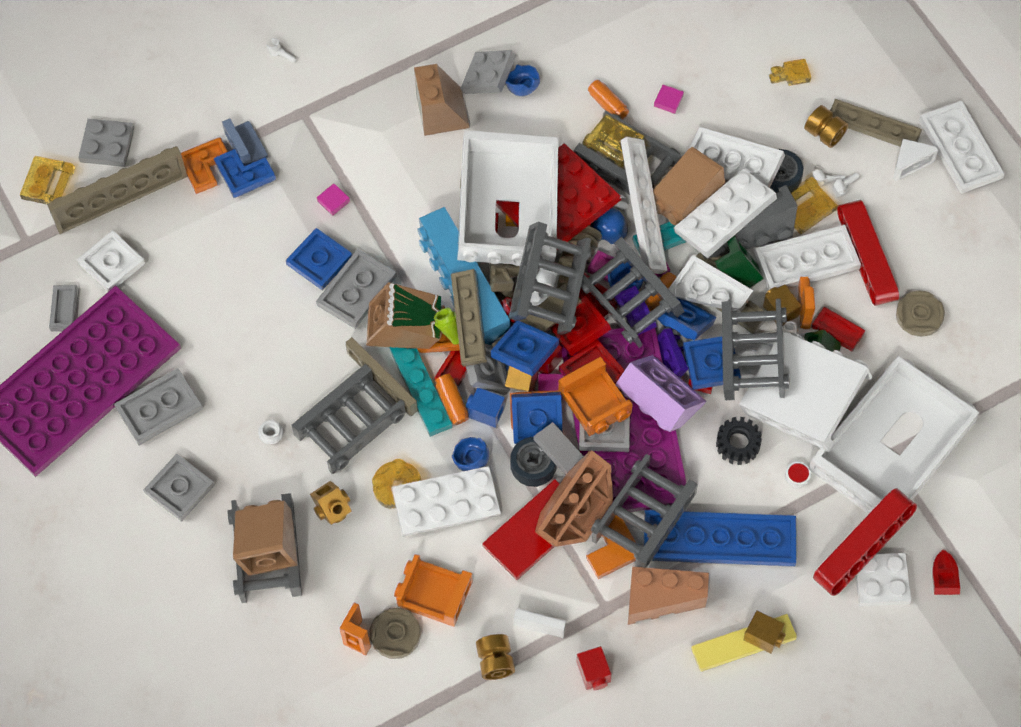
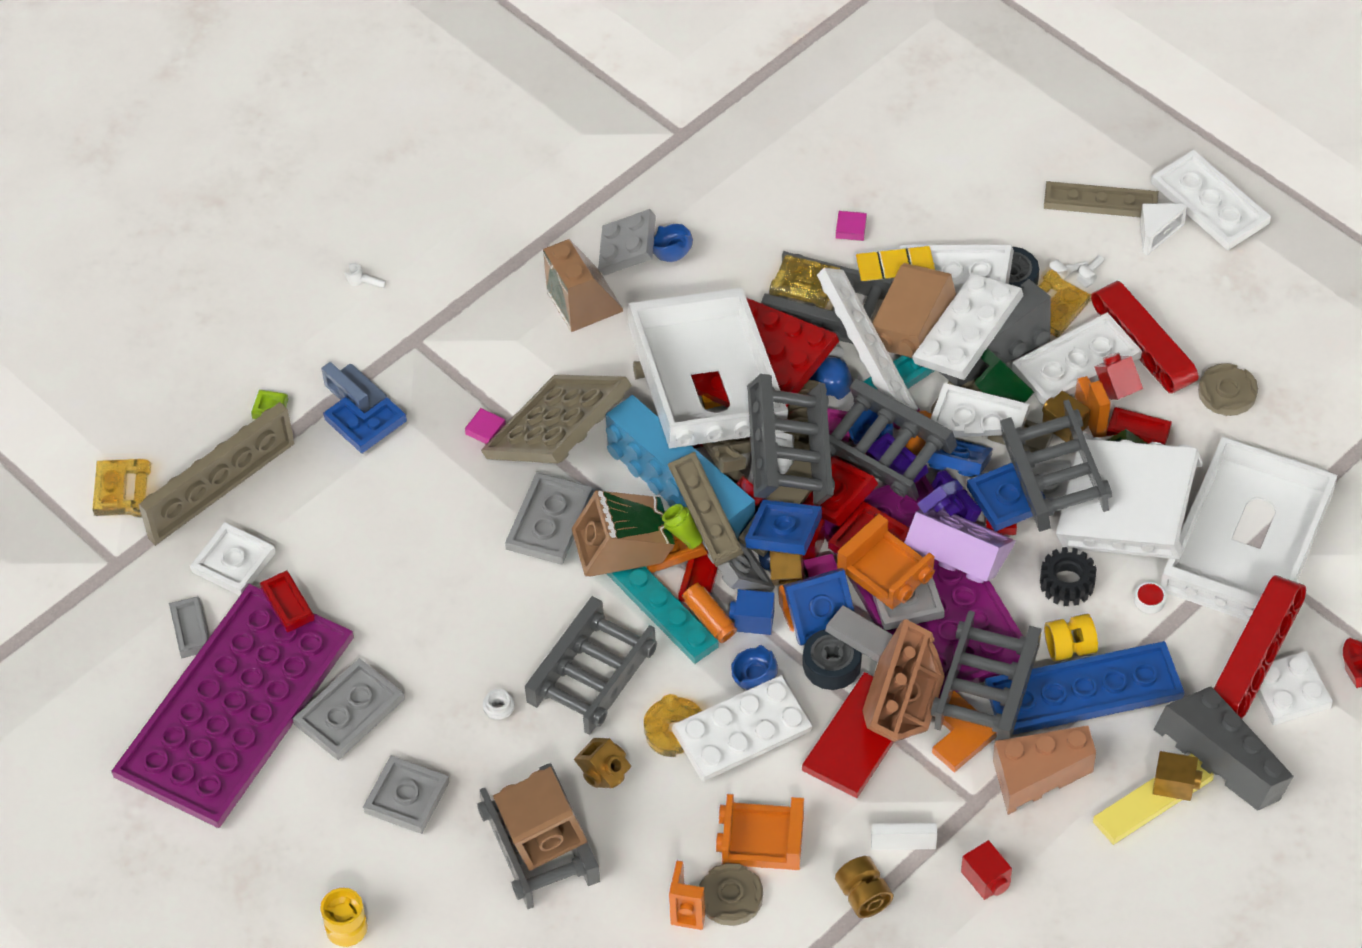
camera: 15 degrees left, 10 degrees down
(101, 575) = (344, 917): none -> yellow wheel
(106, 142) = (180, 427): light grey plate -> none
(138, 308) = (287, 601): none -> red tile
(177, 138) = (267, 400): none -> lime tile
(198, 164) = (307, 421): orange tile -> none
(318, 259) = (491, 496): blue plate -> none
(381, 376) = (614, 607): dark tan tile -> none
(383, 210) = (556, 418): none -> dark tan plate
(607, 99) = (778, 240): orange piece -> none
(658, 354) = (943, 498): none -> dark purple plate
(680, 140) = (887, 263): none -> yellow sticker
(713, 493) = (1060, 638): none -> yellow wheel
(793, 72) = (986, 164): clear yellow plate -> none
(812, 617) = (1225, 746): none -> dark grey wedge
(824, 125) = (1049, 212): pearl gold wheel -> none
(834, 282) = (1118, 376): none -> brick

